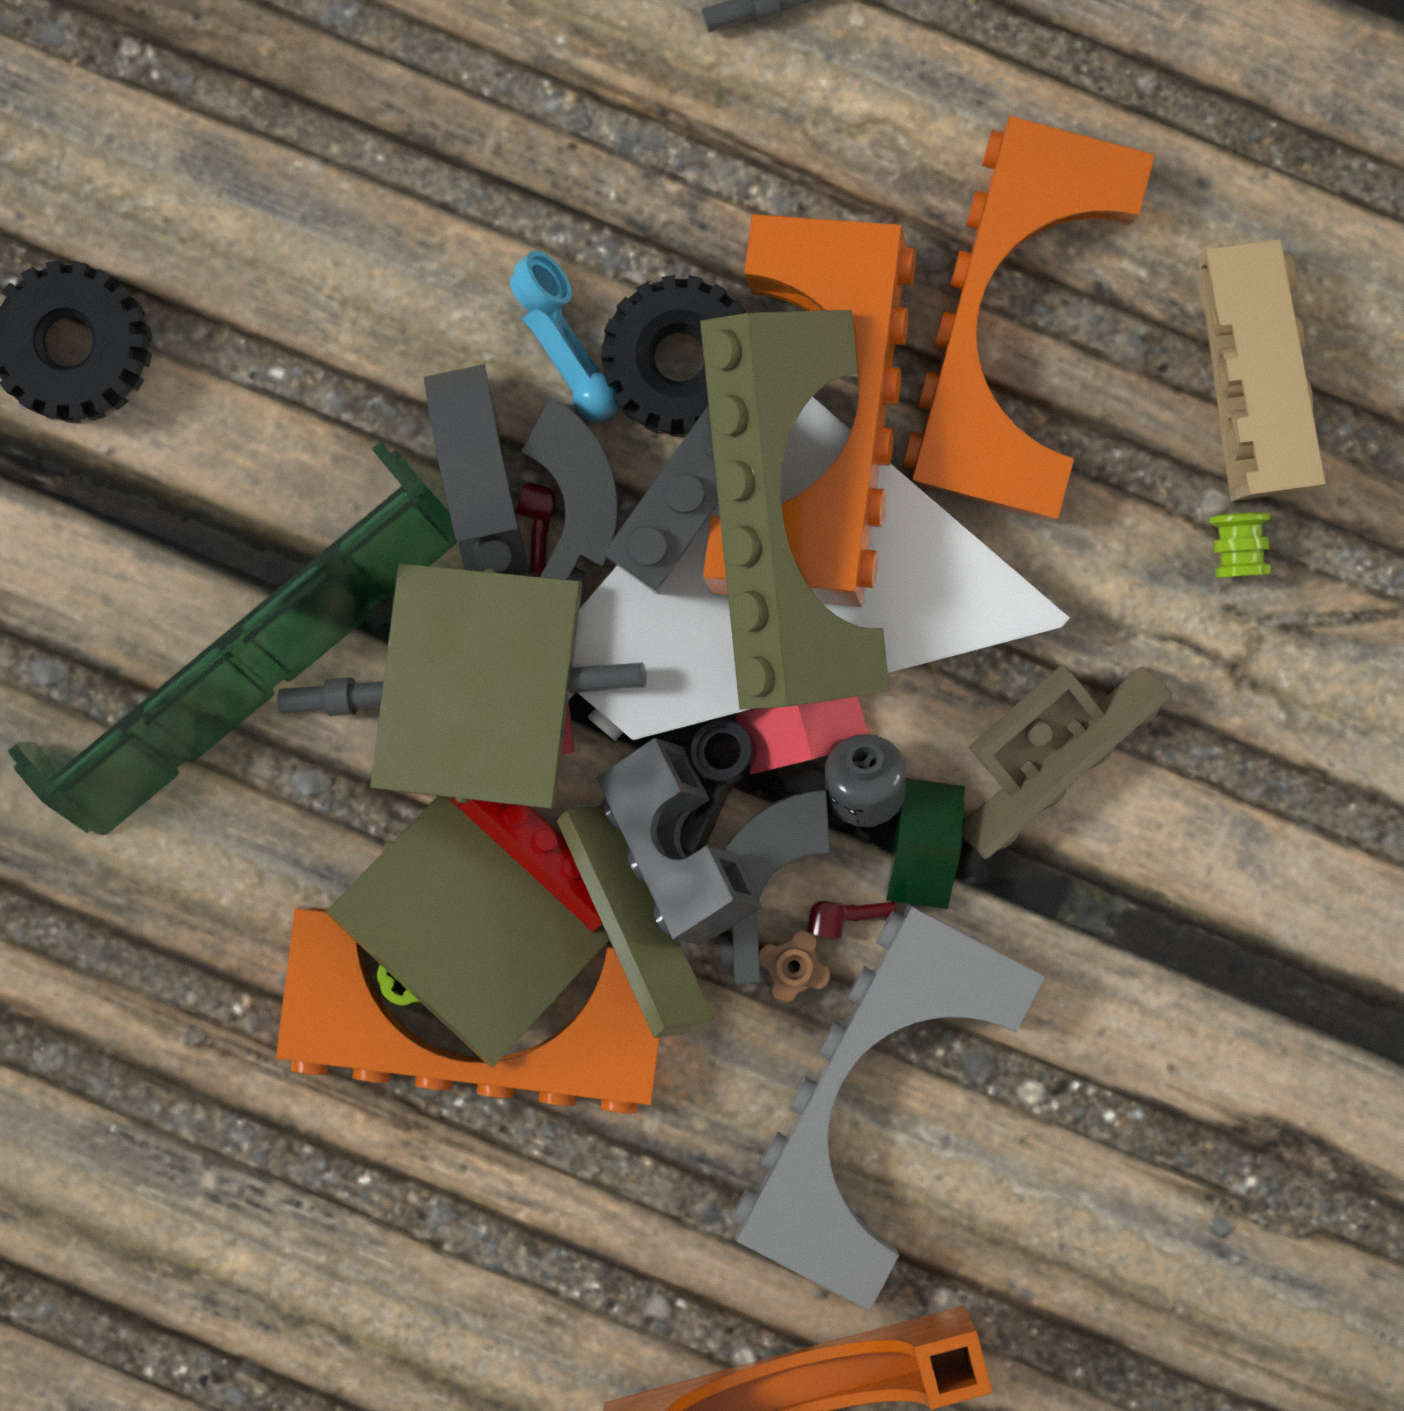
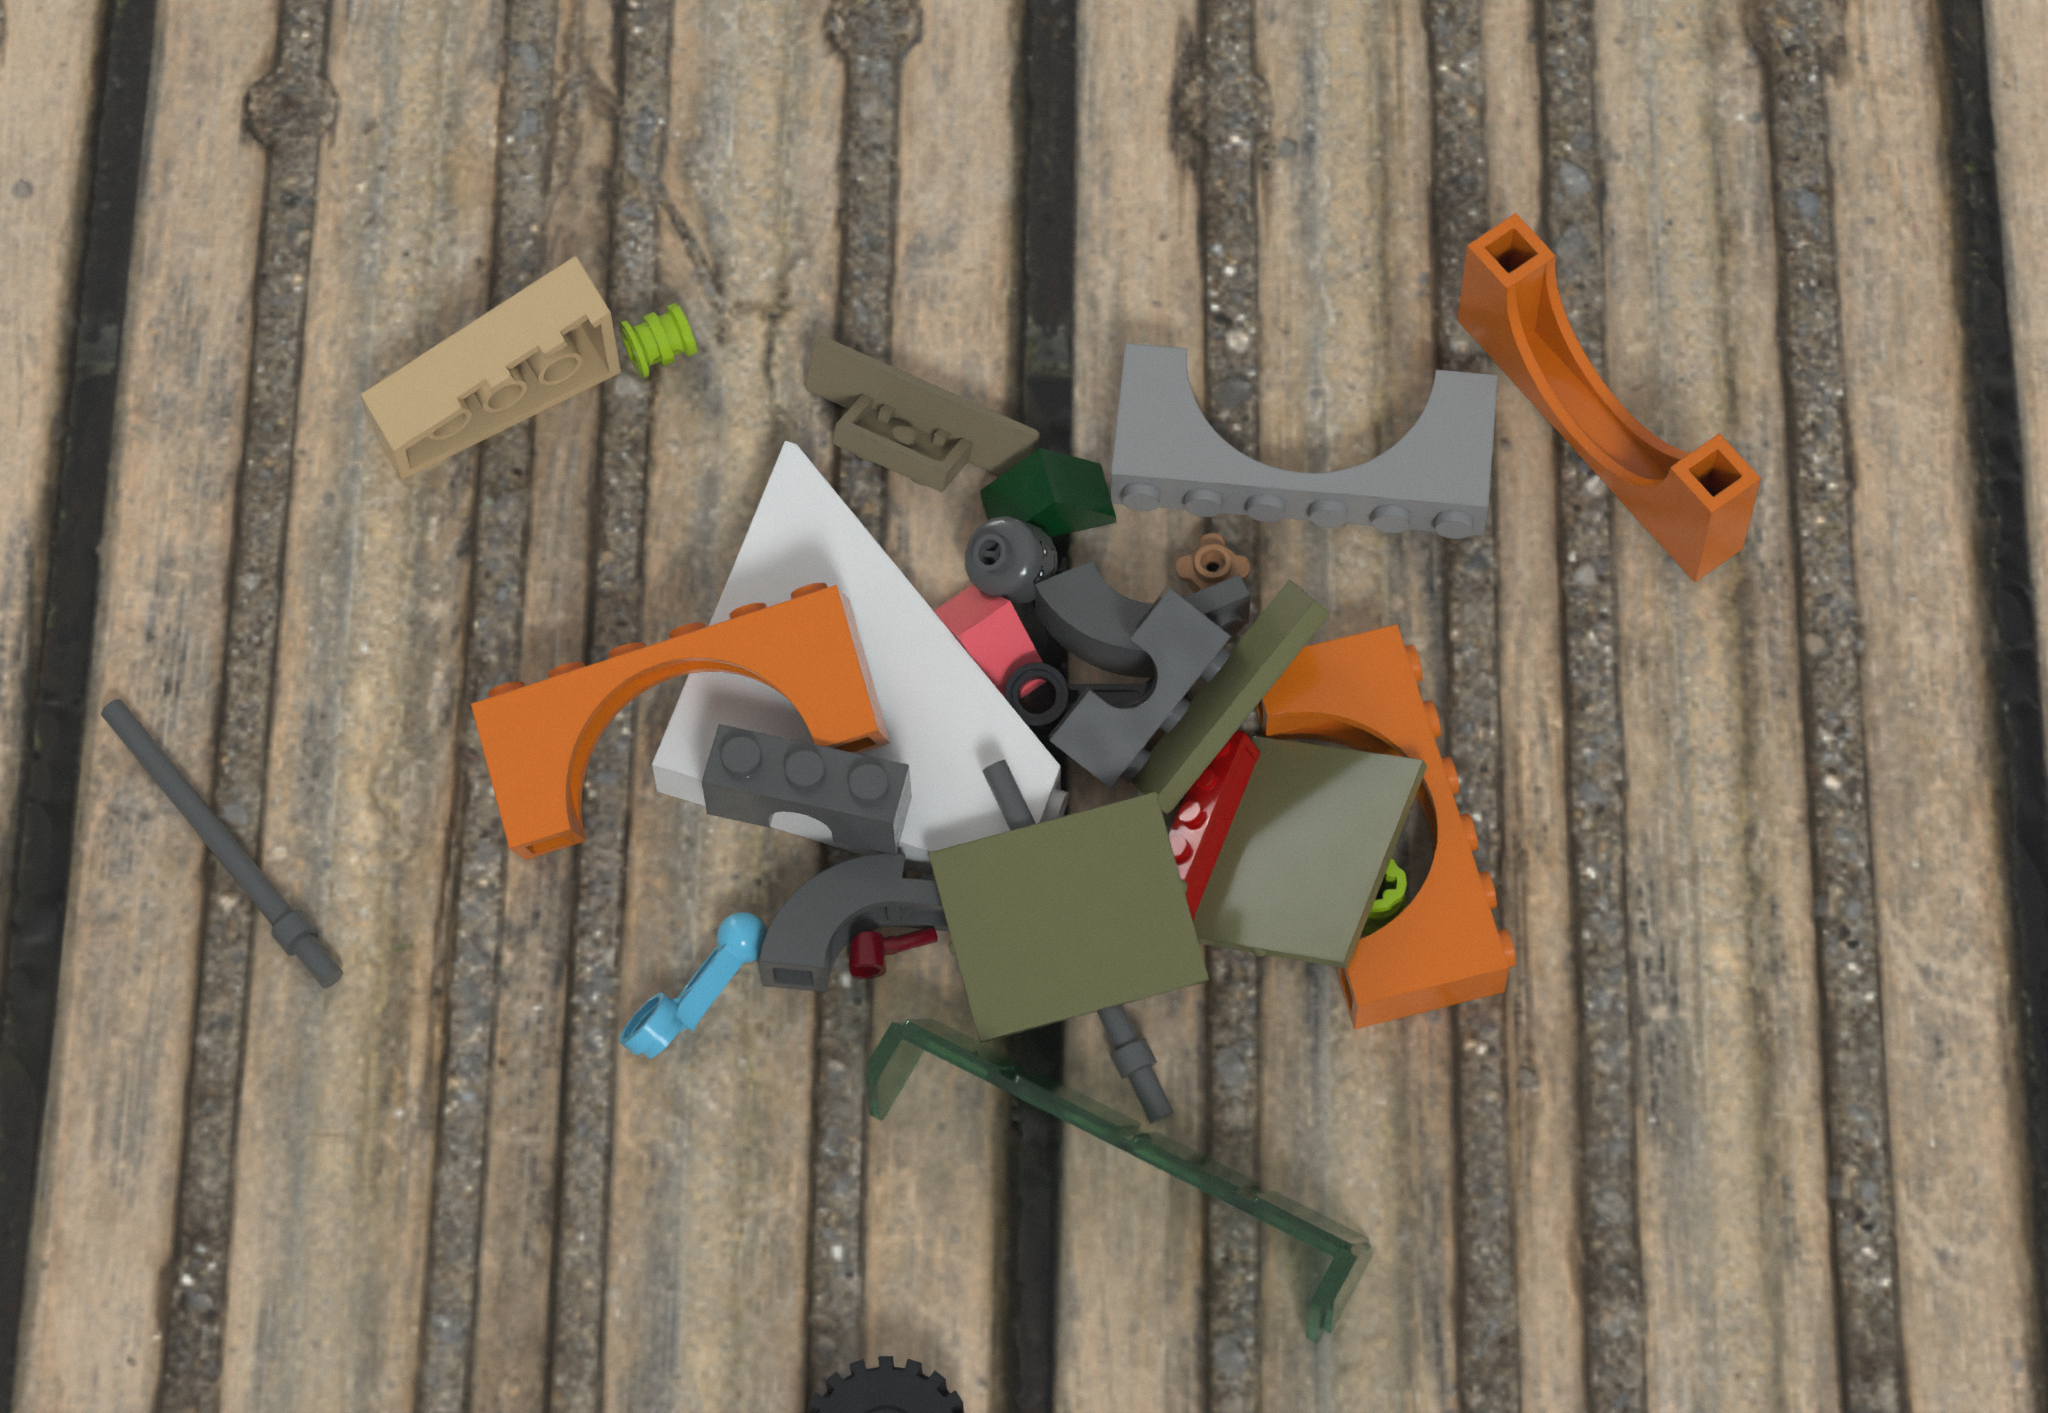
camera: 110 degrees left, 25 degrees down
(475, 471) = (853, 1007): dark grey arch -> none
(631, 347) = (660, 833): black tyre -> none
(758, 382) = (660, 731): olive arch -> none
(828, 917) = (1153, 557): dark red hand -> none
(1035, 183) = (393, 632): orange arch -> none

